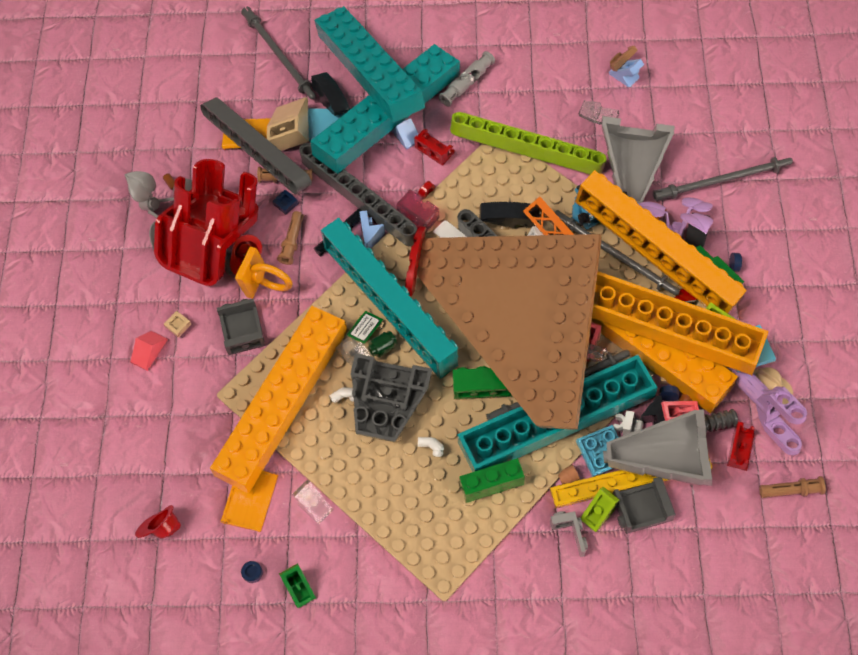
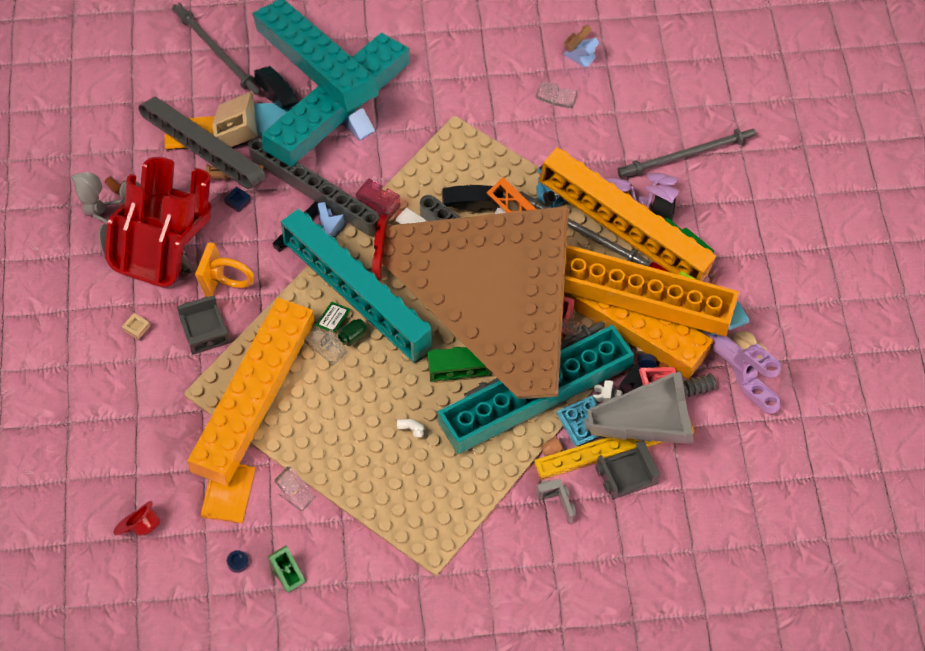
camera: 10 degrees left, 5 degrees down
(147, 349) = (106, 353): coral slope -> none
(240, 249) = (196, 249): red piece -> none
(289, 244) = (246, 240): medium nougat pin -> none
(341, 393) = (315, 382): white arm -> none
(385, 396) = (361, 381): dark grey wedge -> none
(426, 189) = (385, 177): red tile -> none
(432, 147) = (387, 137): red hinge -> none
(466, 79) = (416, 67): light grey piece -> none
(491, 480) = (475, 455): green brick -> none
(527, 143) = (484, 127): lime beam -> none
(599, 509) = (585, 476): lime slope -> none
(635, 154) = (596, 131): light grey cone -> none
(735, 262) = (704, 232): dark blue tile -> none
(741, 447) = (721, 409): red hinge -> none
(801, 487) = (783, 442): medium nougat pin -> none

